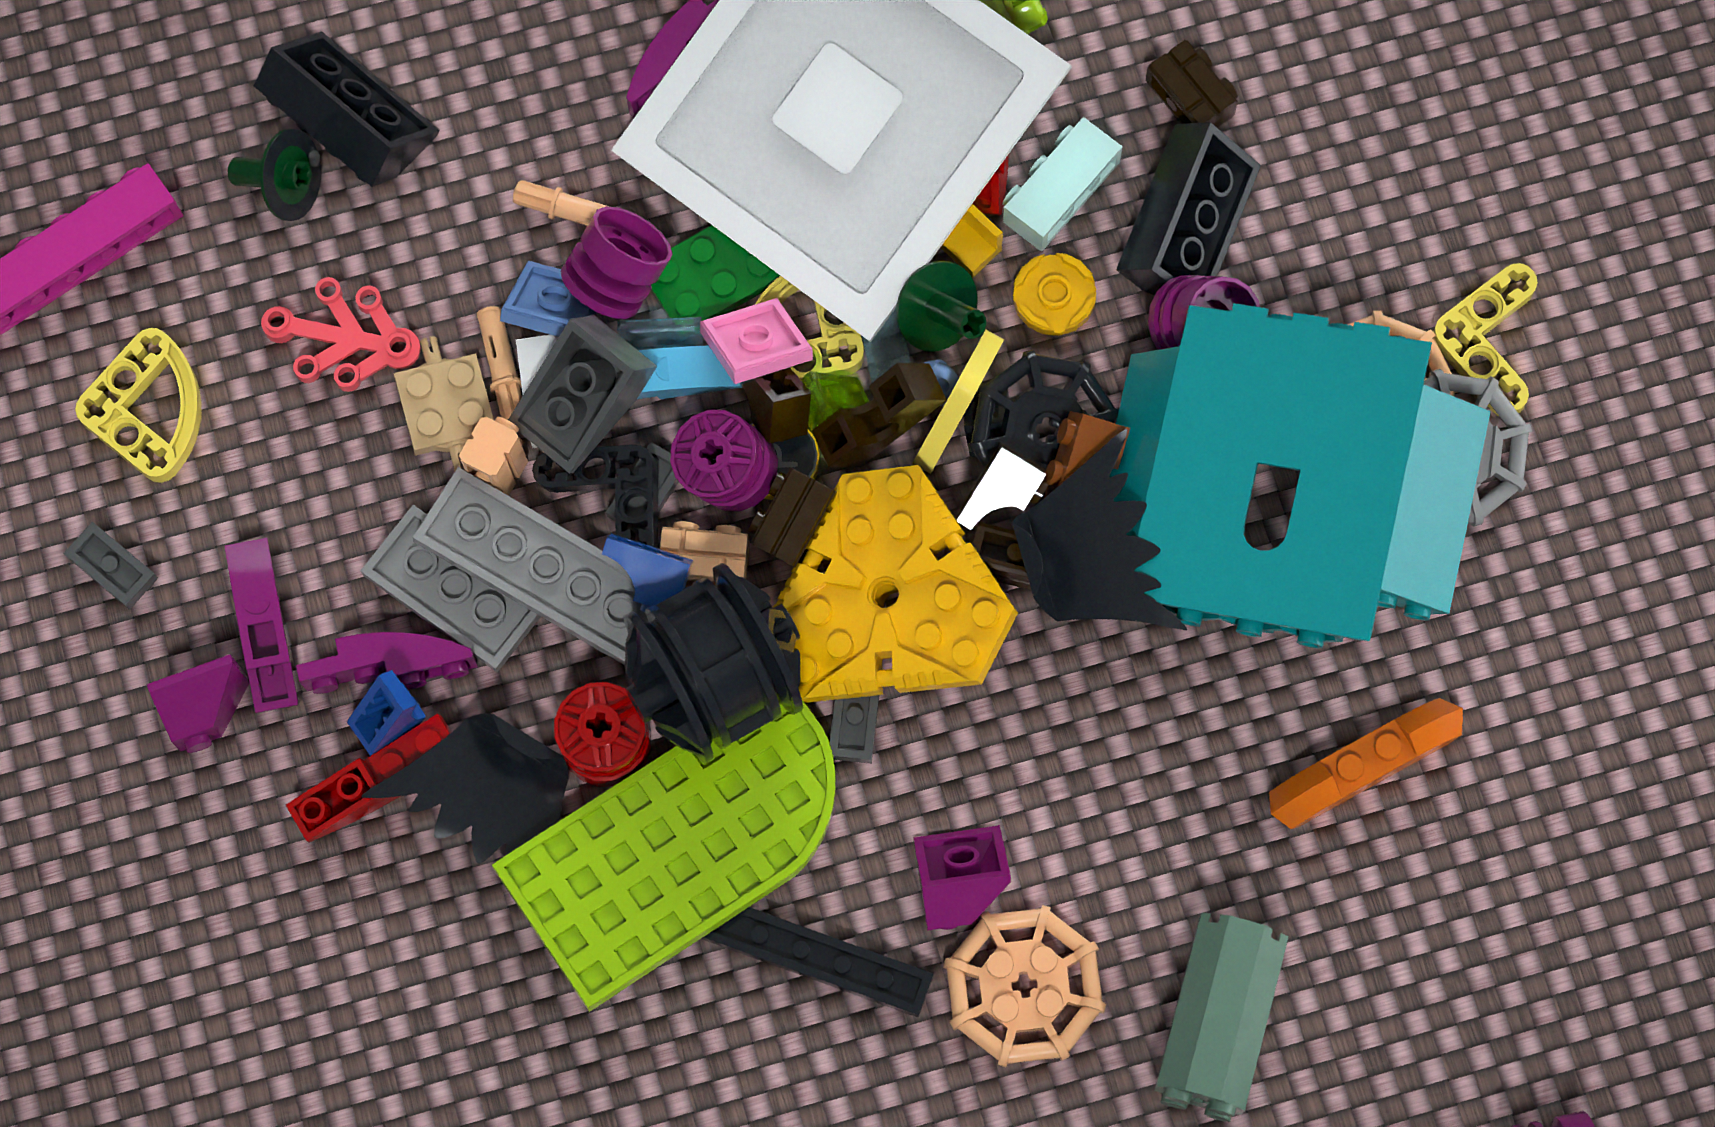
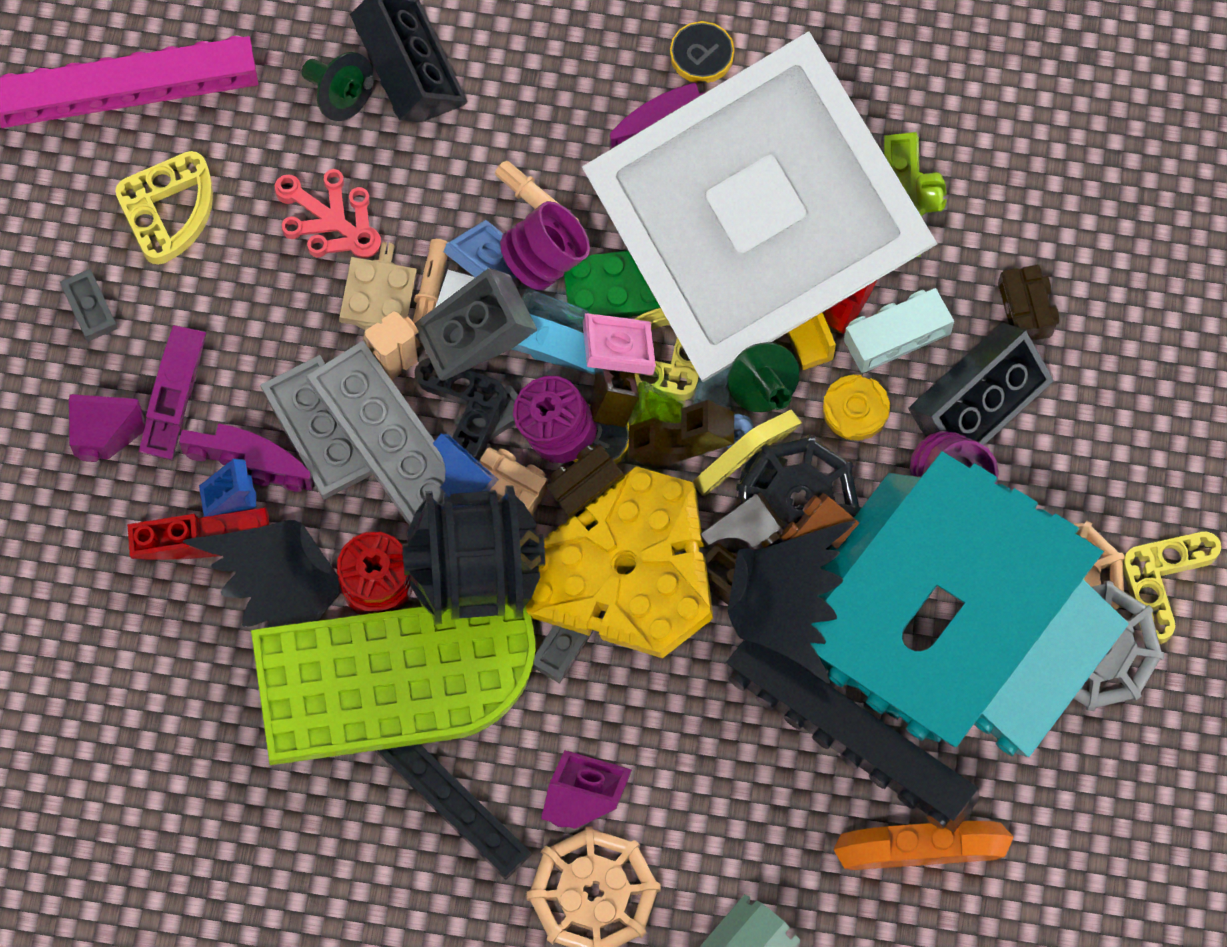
camera: 20 degrees right, 5 degrees down
(1233, 672) = (853, 733): none -> black brick

